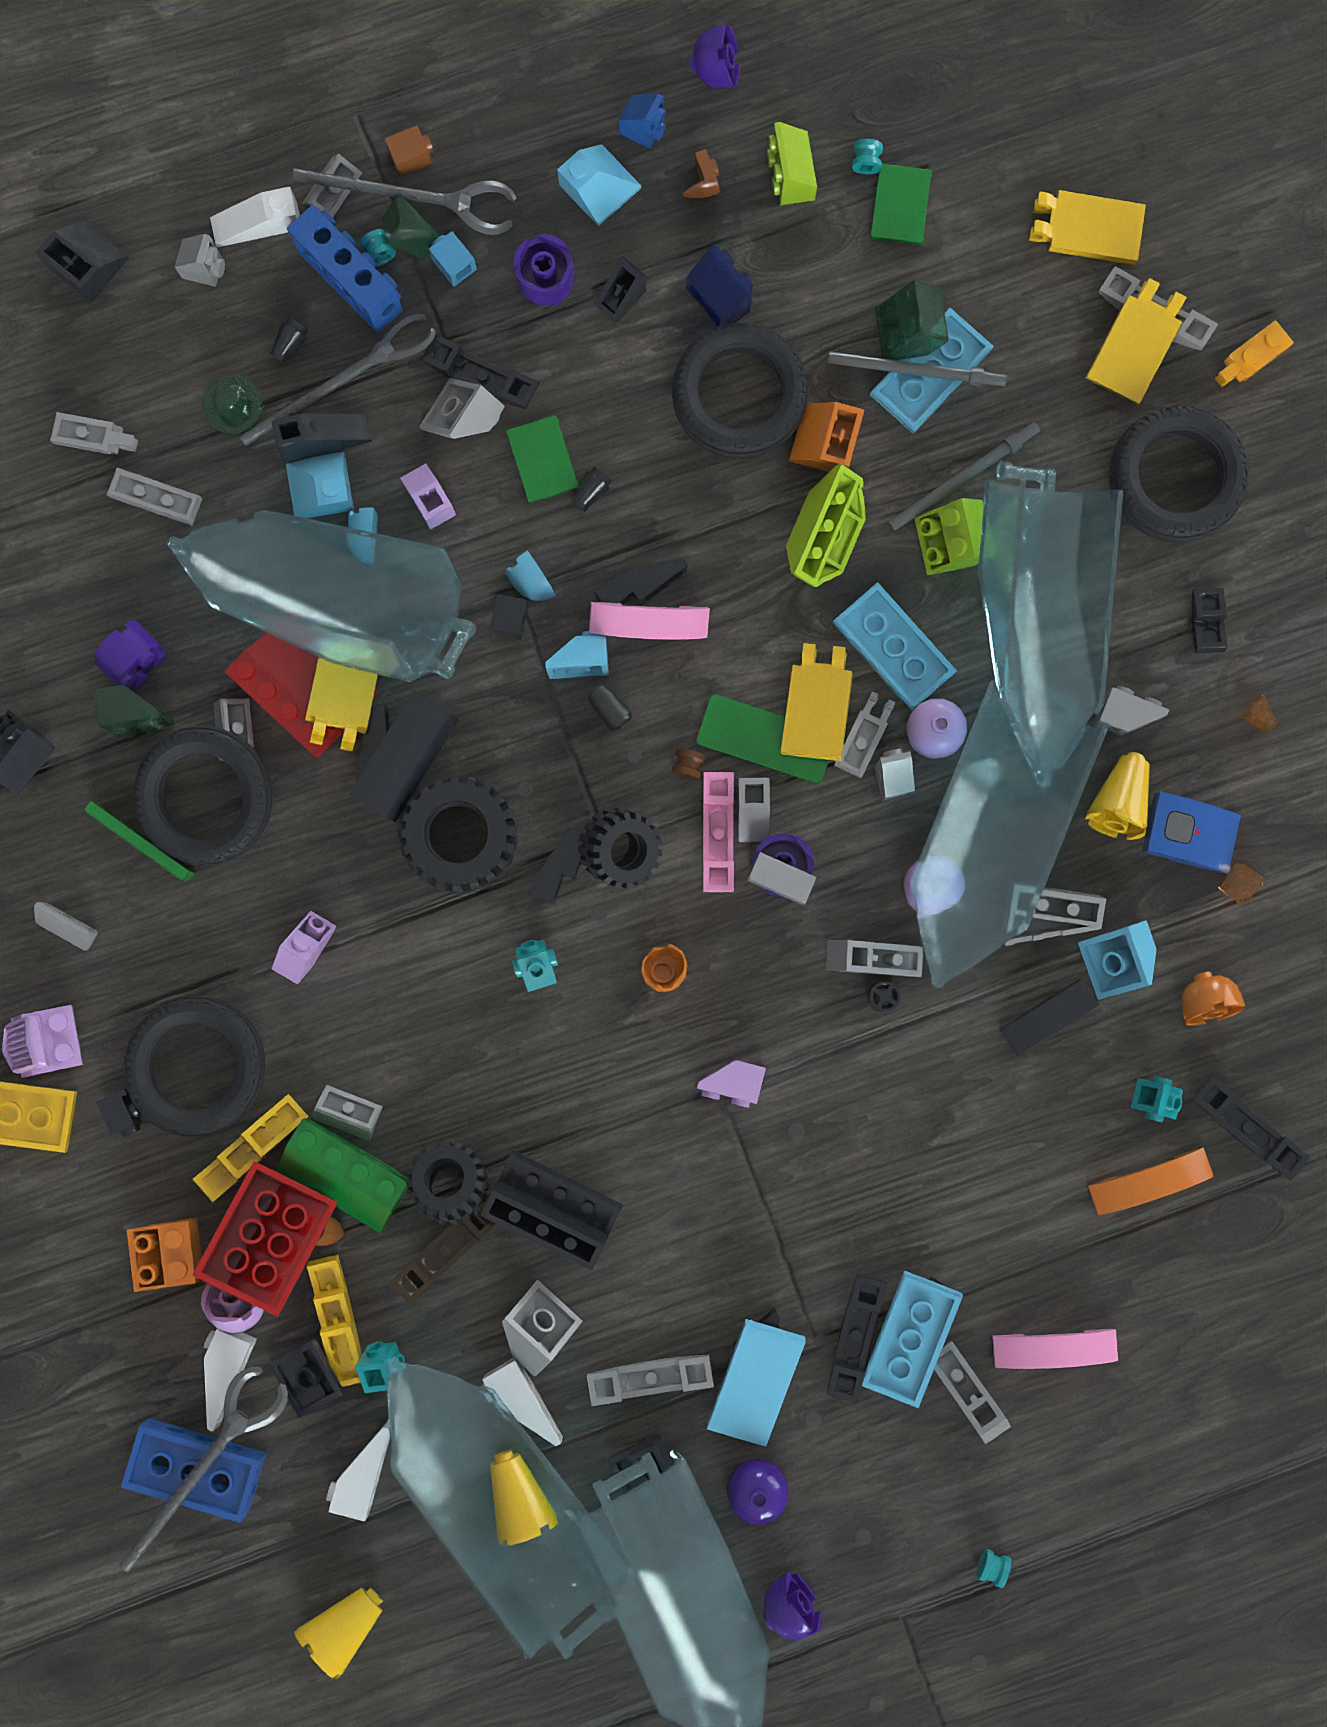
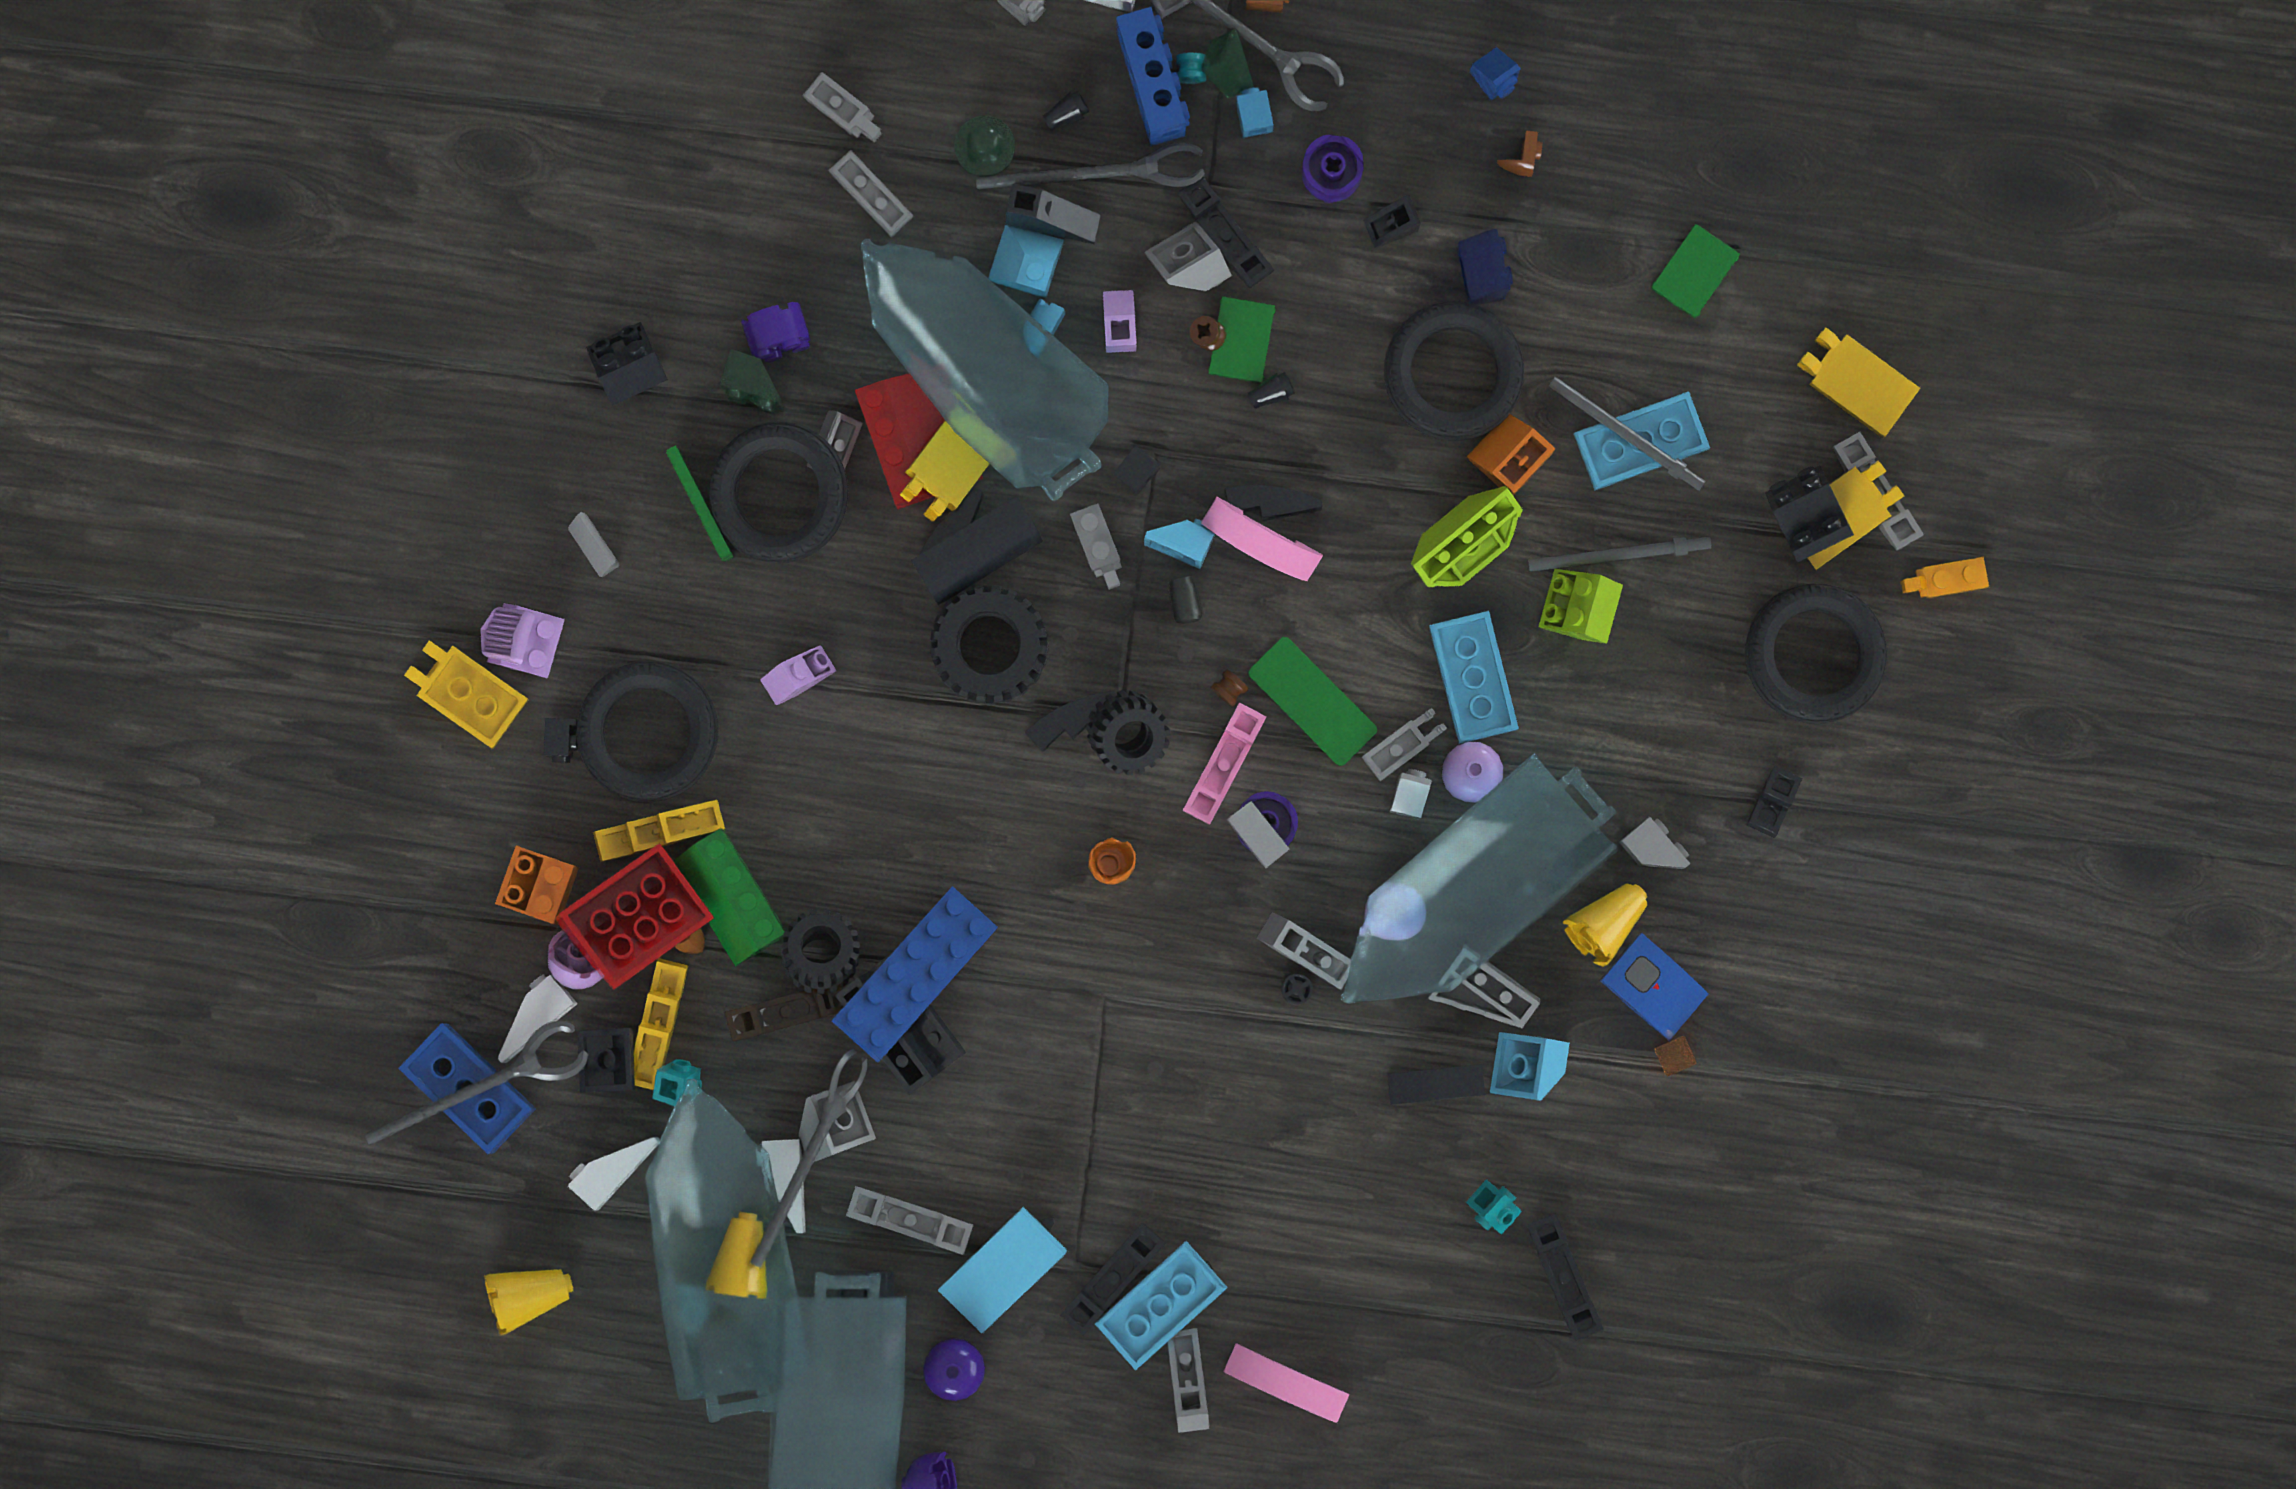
camera: 25 degrees right, 0 degrees up
(347, 1112) = (760, 843): light grey slope -> none
(508, 698) = (1097, 543): none -> light grey hinge
(516, 470) = (1213, 338): none -> reddish brown wheel
(529, 579) = (1172, 445): medium azure brick -> none
(530, 1318) = (833, 1107): none -> dark grey piece
(535, 964) = (998, 798): teal brick -> none
(541, 1161) = (914, 974): none -> blue plate
(597, 182) = (1425, 109): medium azure slope -> none
(715, 58) = (1592, 50): dark purple cylinder -> none
(735, 1080) = (1124, 994): lavender slope -> none
(753, 809) = (1266, 759): light grey slope -> none
(792, 164) = (1612, 187): lime slope -> none
(817, 706) = (1374, 696): yellow tile -> none
(867, 156) = (1685, 212): teal wheel -> none
(912, 322) = (1644, 389): clear green slope -> none
(1048, 606) = (1625, 714): clear light blue windscreen -> none
(1112, 353) = (1808, 513): none -> black bracket
(1151, 1182) = (1451, 1280): orange slope -> none
(1210, 998) = (1590, 1143): orange cylinder -> none
(1260, 714) = (1773, 911): clear orange slope -> none

